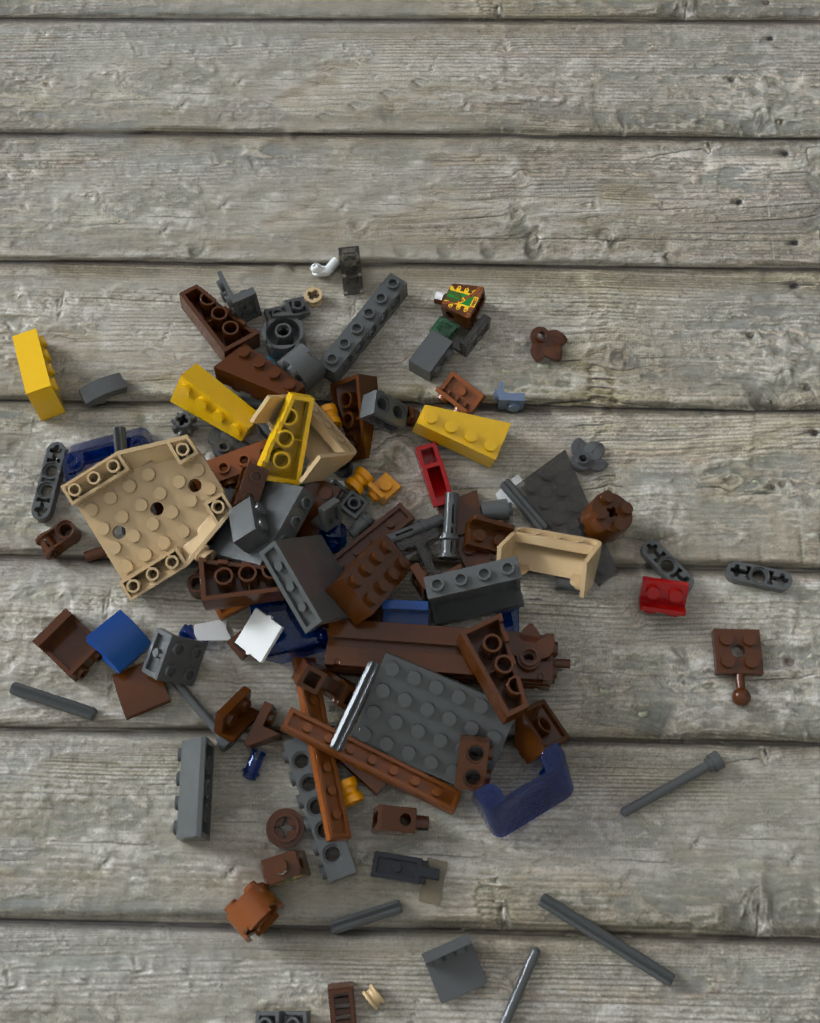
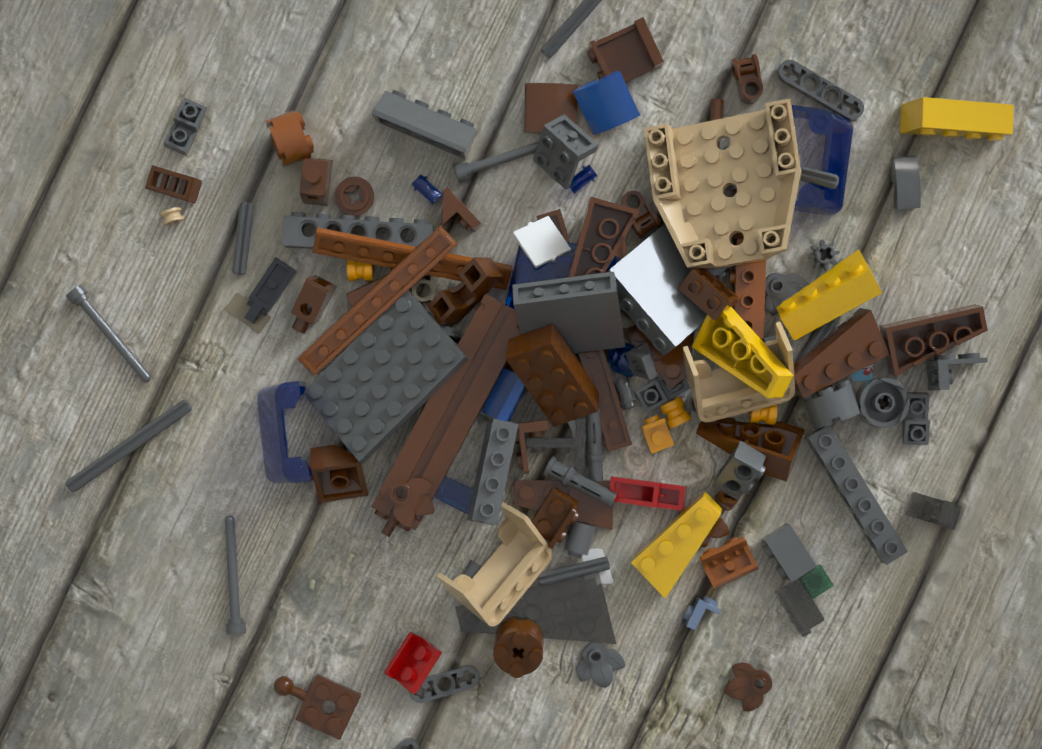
camera: 110 degrees right, 20 degrees up
(205, 552) = (656, 220): tan bush -> none
(212, 631) = (577, 198): white sticker -> none
(235, 716) = (477, 189): reddish brown bracket -> none
(248, 525) = (660, 275): dark grey brick -> none
(311, 292) = (930, 456): tan bush -> none
(327, 270) = (952, 484): white arm -> none
(354, 706) = (429, 305): dark grey axle -> none
(454, 968) = (164, 298): dark grey bracket -> none
(461, 304) = (837, 614): torso -> none
(467, 762) = (330, 392): reddish brown brick -> none
(494, 666) = (405, 454): reddish brown wedge -> none

